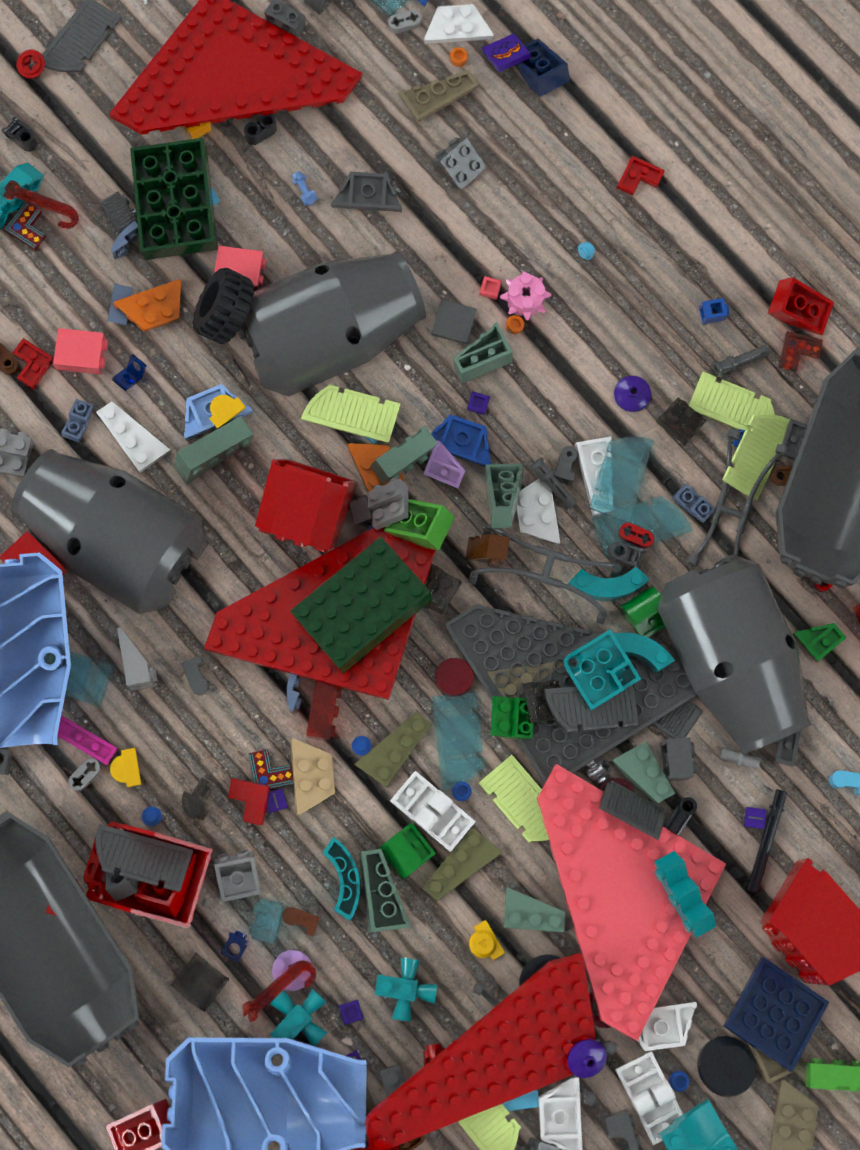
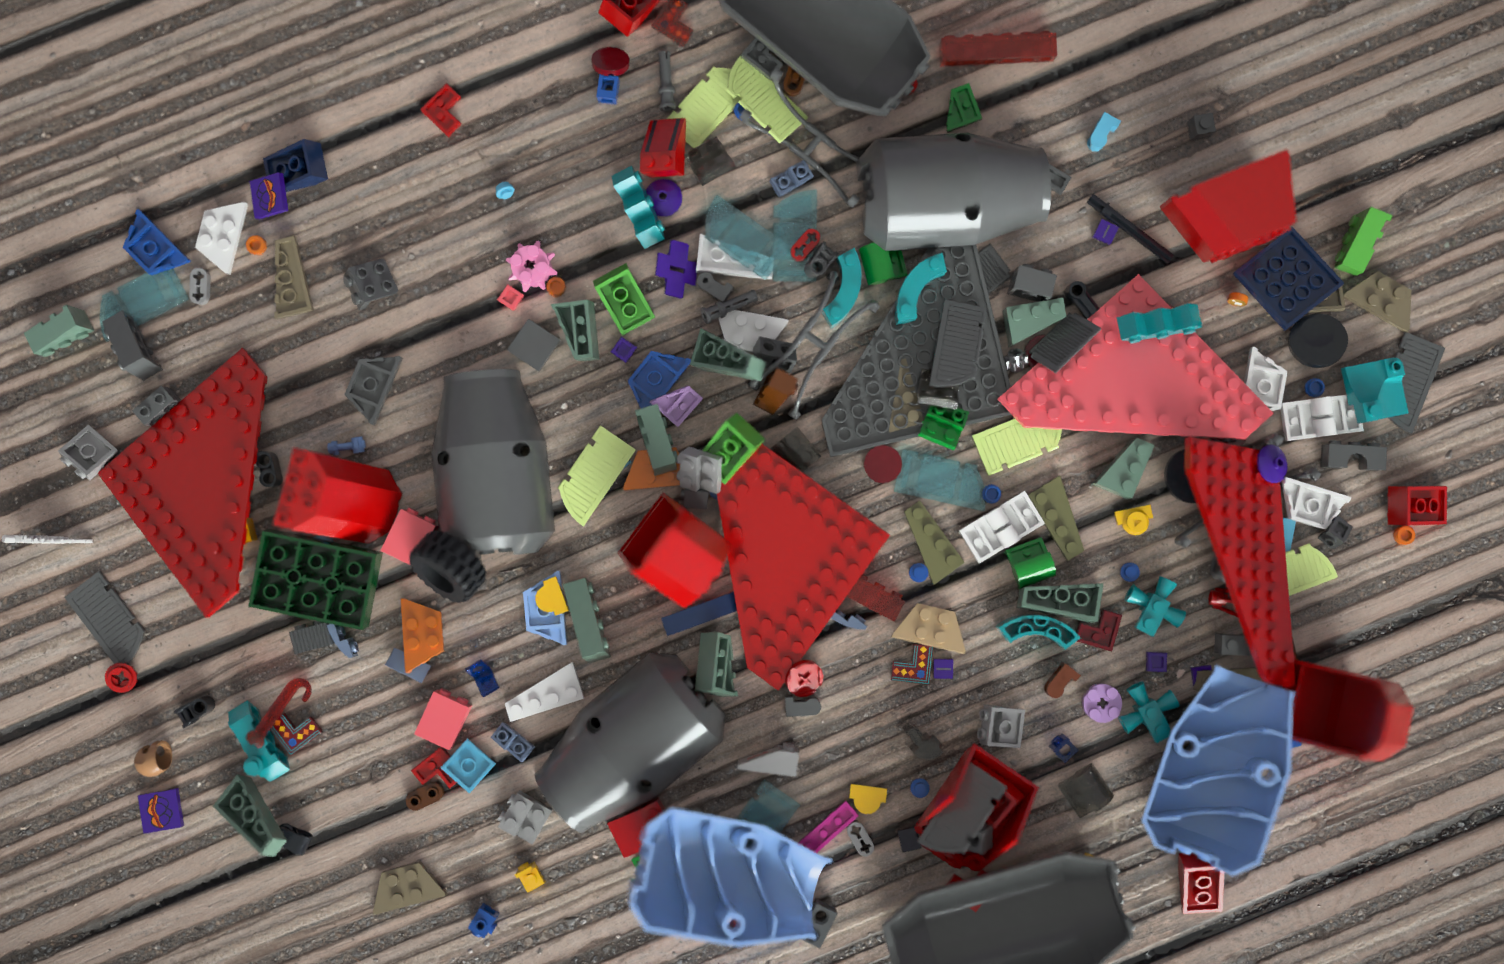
camera: 60 degrees left, 10 degrees up
(43, 387) = (468, 765): none -> medium azure tile
(95, 819) = (908, 839): none -> black slope
(208, 579) = (714, 665): none -> sand green wedge
(223, 668) = (804, 678): none -> tile
(253, 550) = (699, 614): none -> dark blue slope
(254, 191) = (337, 497): none -> red windscreen
(255, 797) = (932, 687): red tile -> none
(267, 921) = (1052, 712): clear light blue slope -> none
(287, 977) = (1124, 750): clear red piece -> none
(358, 948) = (1104, 634): none -> dark red tile
(361, 604) = (792, 530): dark green brick -> none
(431, 954) = (1129, 572): none -> blue plate
(525, 387) = (623, 299): none -> bright green slope
(526, 531) = (772, 350): none -> dark grey brick
(579, 421) = (675, 260): none -> dark purple piece
(601, 669) = (928, 325): teal slope -> none
(615, 372) = (639, 206): none -> teal brick
(677, 377) = (664, 148): none -> red slope
(737, 971) = (1237, 299): none -> orange tile
(739, 304) = (610, 61): none -> dark red tile
(739, 758) = (1046, 227): light grey pin -> none

